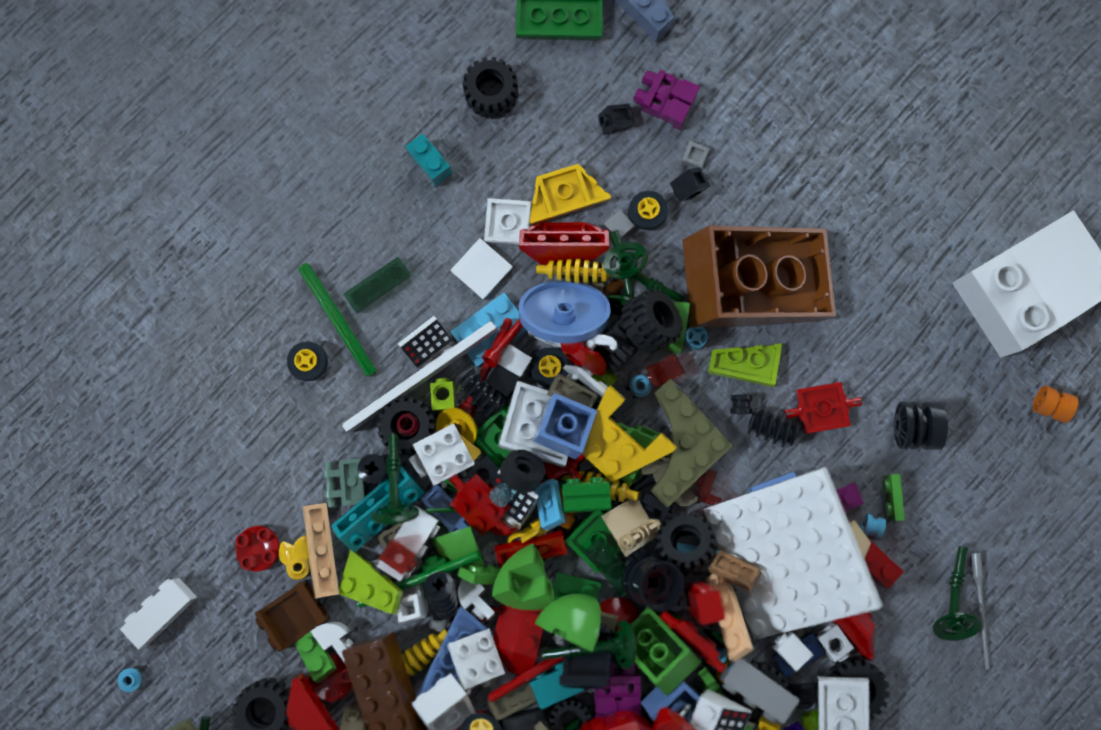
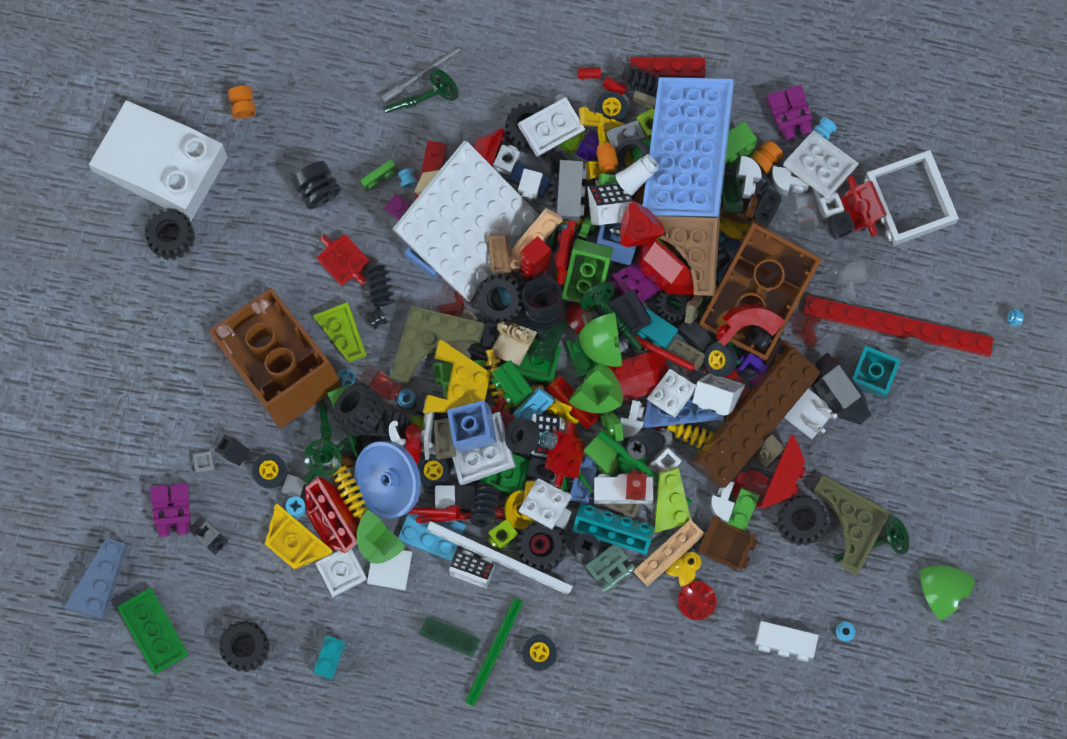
camera: 125 degrees left, 5 degrees down
(393, 512) = (610, 506): dark green dish -> none
(512, 267) = (376, 541): none -> bright green brick
(594, 217) = (295, 510): none -> medium azure wheel
(963, 238) = (163, 220): none -> black tyre

